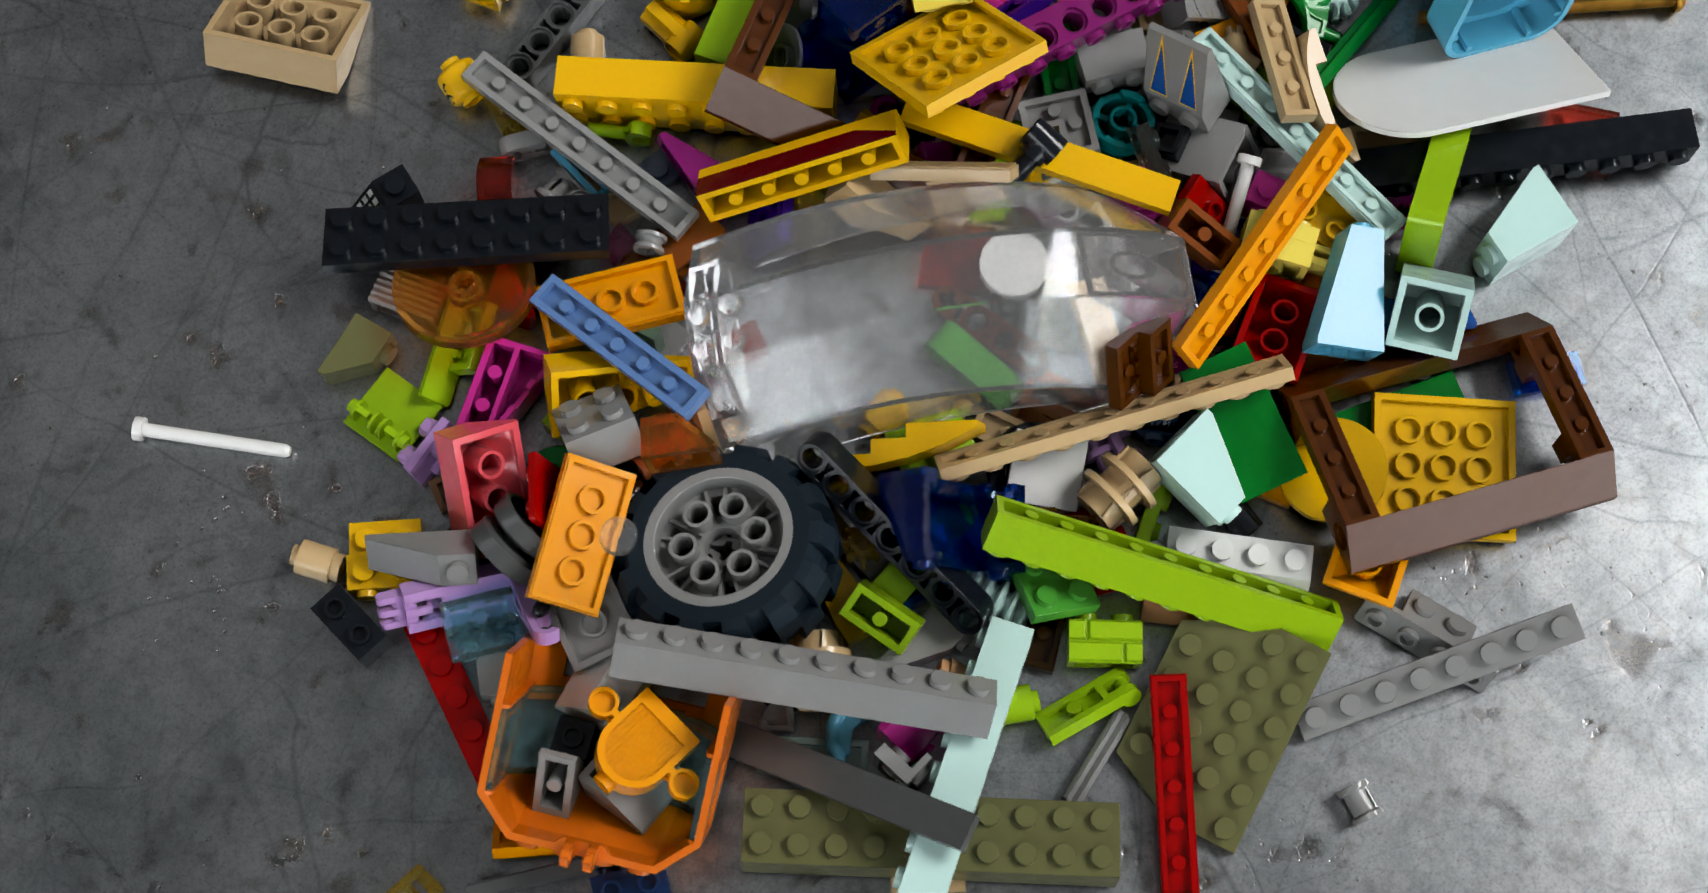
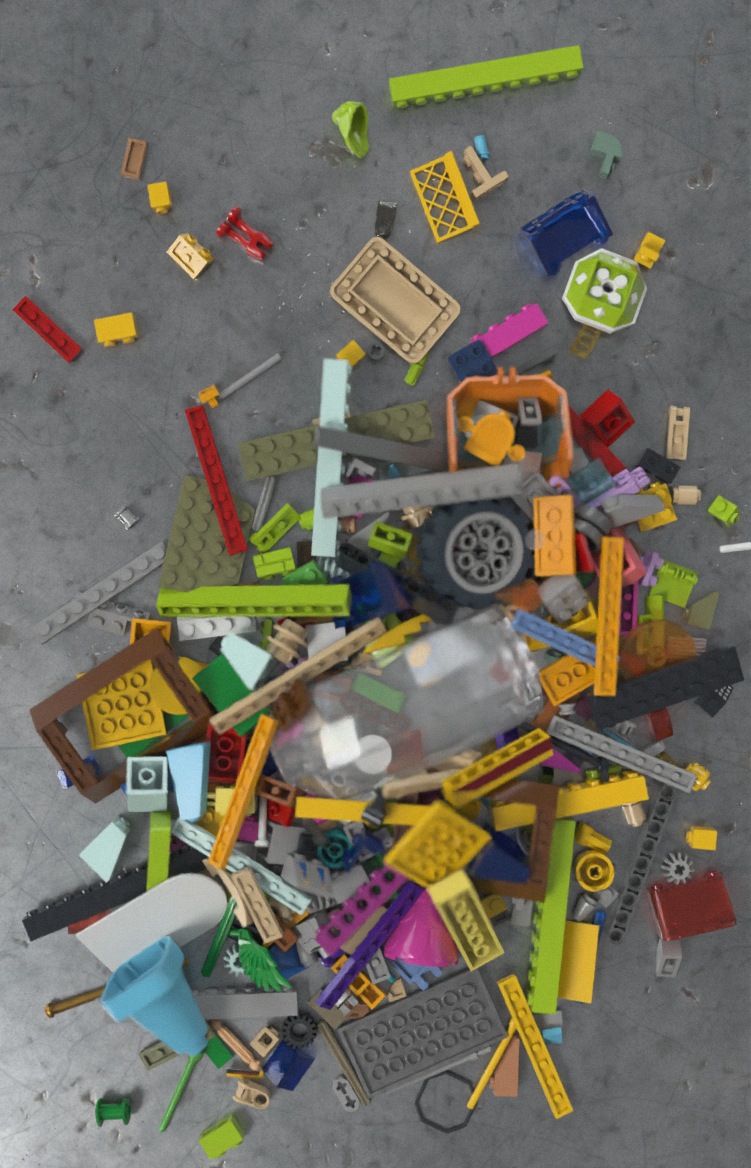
camera: 165 degrees right, 15 degrees up
(258, 514) = (725, 511): none -> lime bracket
(294, 677) = (677, 433): none -> tan plate
(413, 740) = (608, 417): none -> red slope
(527, 371) = (608, 616): none -> light orange plate
(620, 140) = (600, 762): none -> black bar
(722, 144) = (546, 775): none -> dark green piece
(1074, 113) = (364, 838): none -> clear blue bracket

